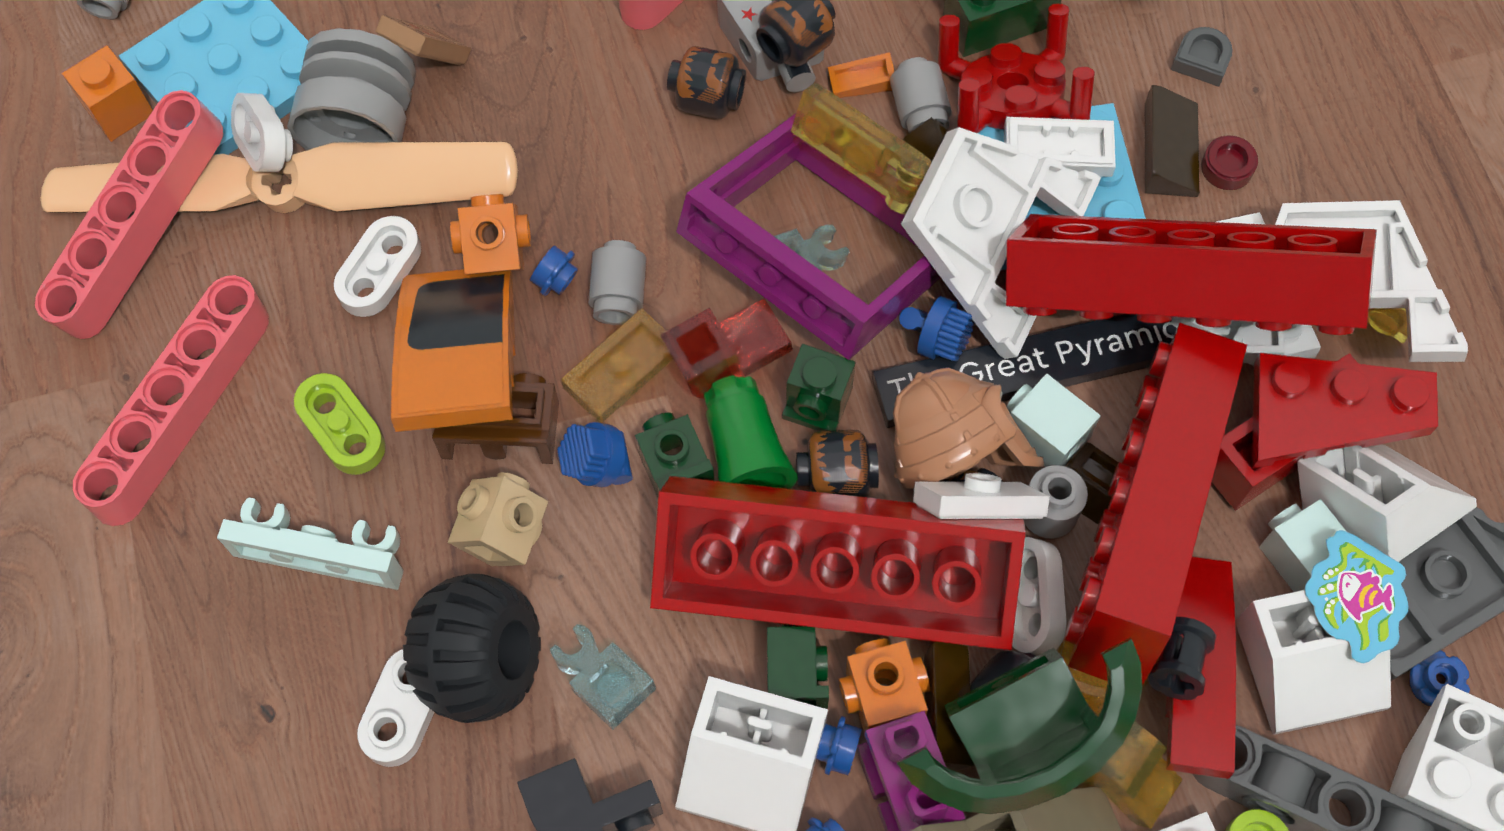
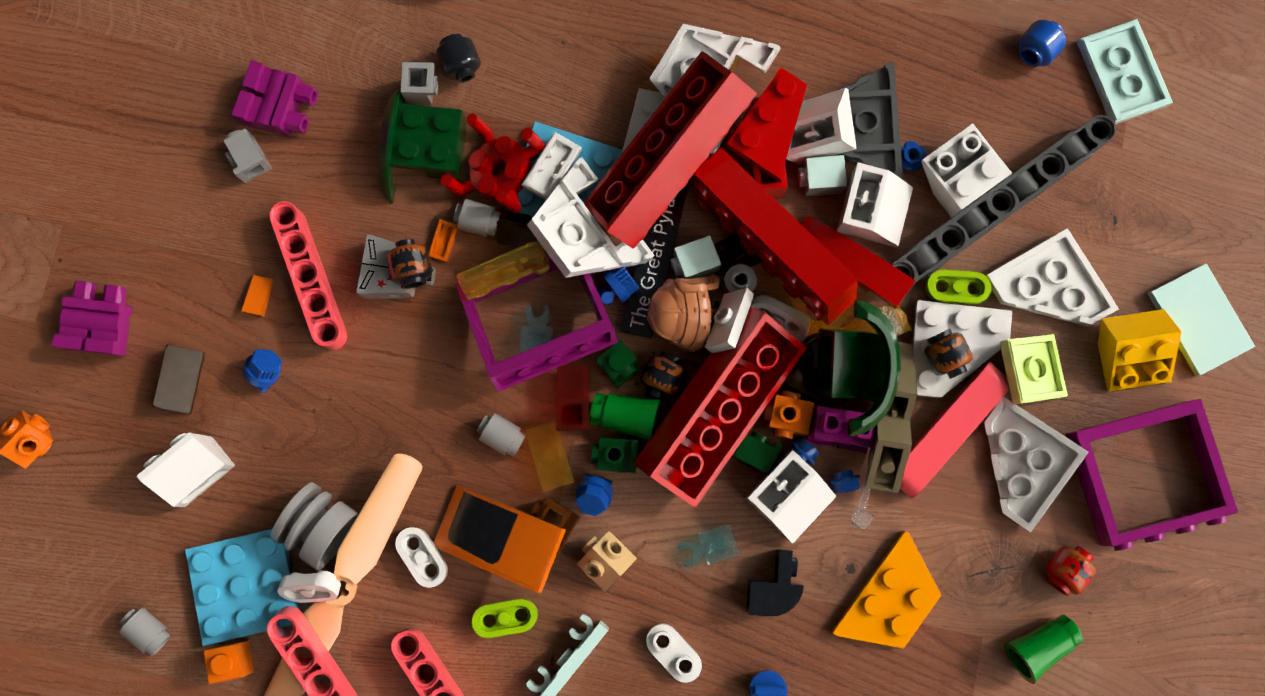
camera: 60 degrees left, 15 degrees up
(422, 40) = (297, 469): medium nougat tile -> none
(469, 239) = (441, 489): orange brick -> none
(472, 648) = (664, 604): black wheel -> none
(554, 271) = (475, 464): blue plate -> none
(707, 82) = (404, 326): black head -> none
(1171, 144) = (573, 106): dark brown slope -> none
(1183, 660) = (858, 270): black bush -> none
(1204, 55) = (530, 56): dark grey tile -> none
(1229, 162) = (599, 83): dark red tile -> none
(1358, 595) = (864, 173): sticker -> none

